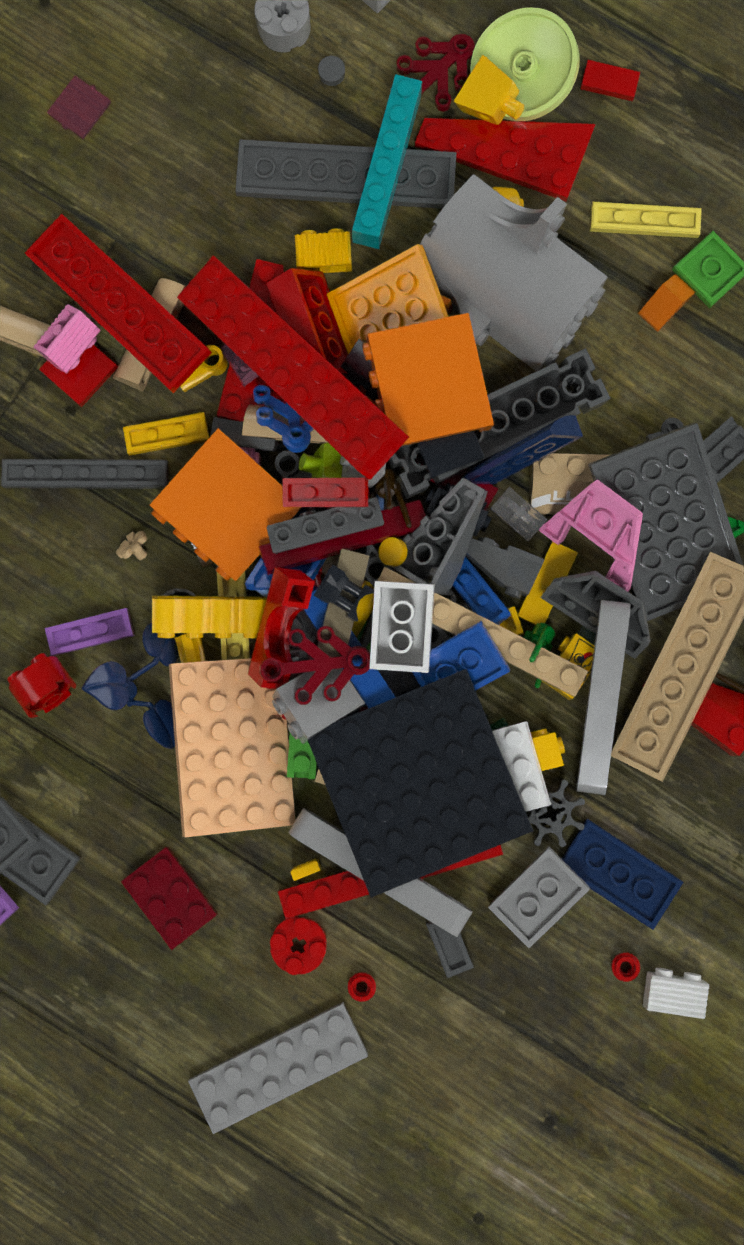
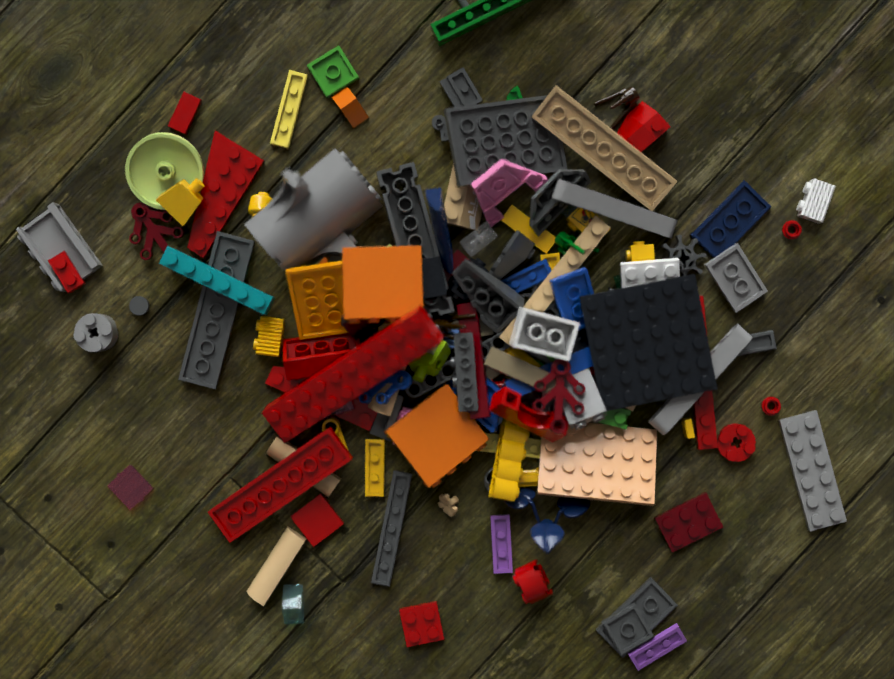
camera: 85 degrees left, 5 degrees up
(67, 339) = (299, 523): bright pink brick -> none
(325, 492) = (444, 367): red plate -> none
(333, 584) = (510, 376): black piece -> none
(393, 552) = (489, 329): yellow tile -> none

